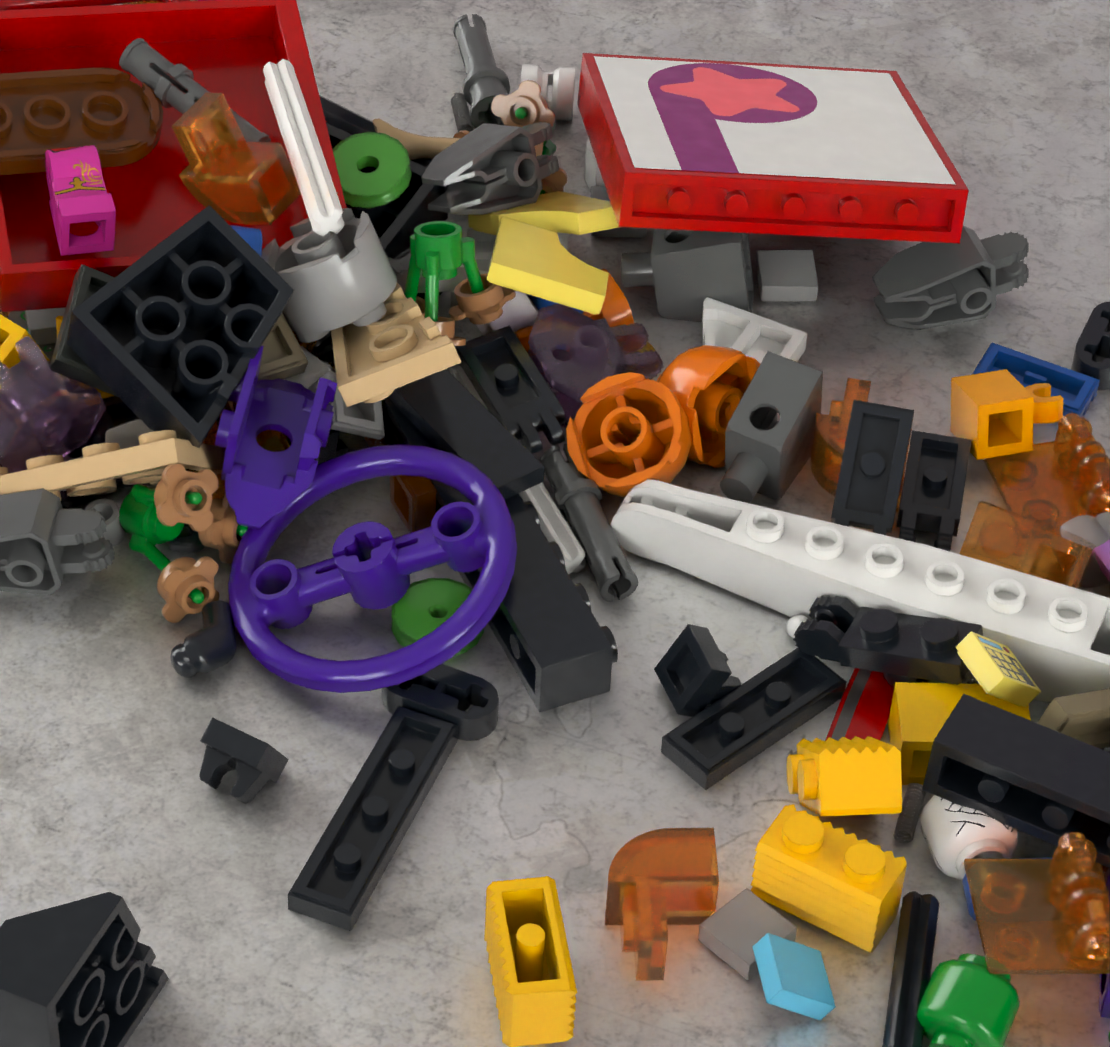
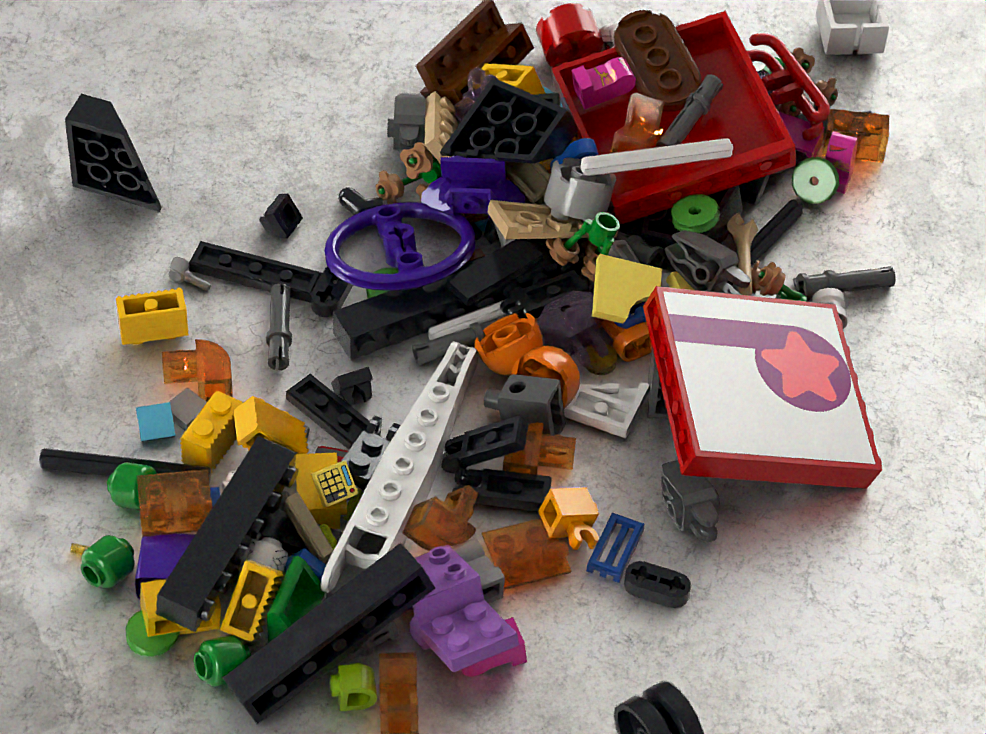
camera: 85 degrees right, 5 degrees up
(369, 935) = (179, 273): none -> light grey hand
(540, 776) = (279, 336): none -> dark grey pin

